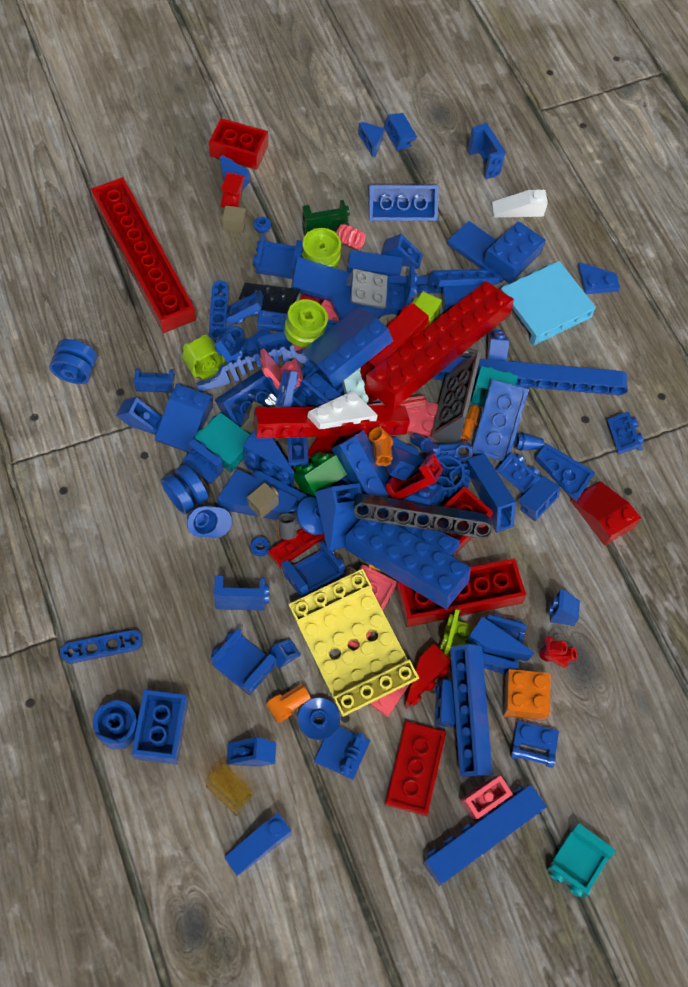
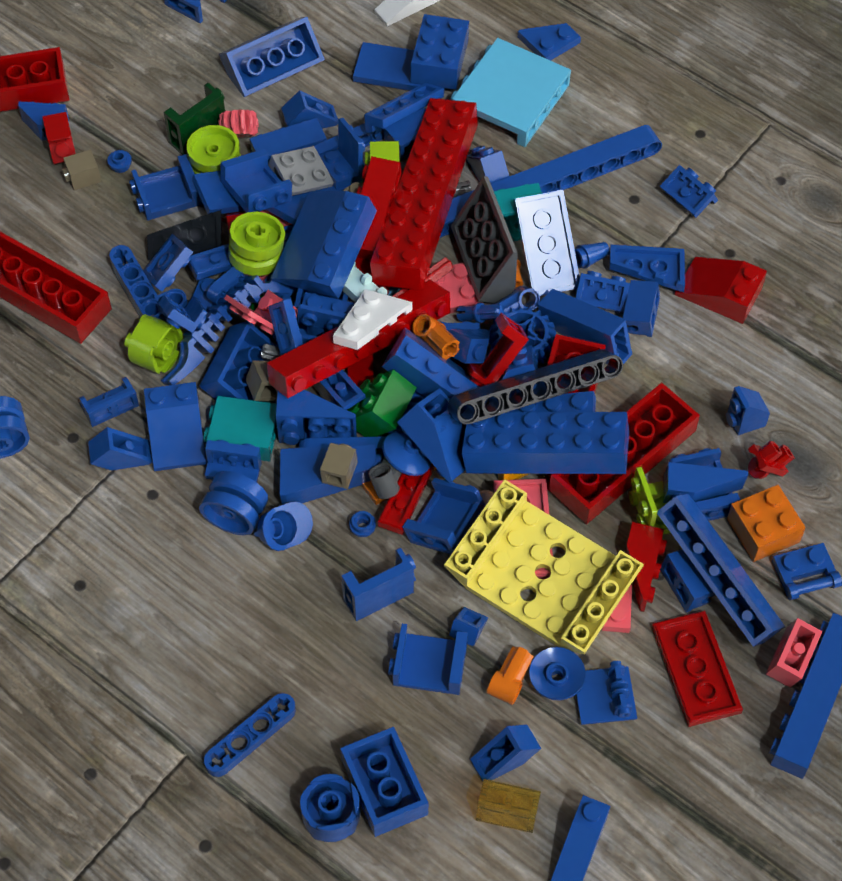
camera: 25 degrees left, 5 degrees down
(332, 281) = (254, 182): none -> blue panel

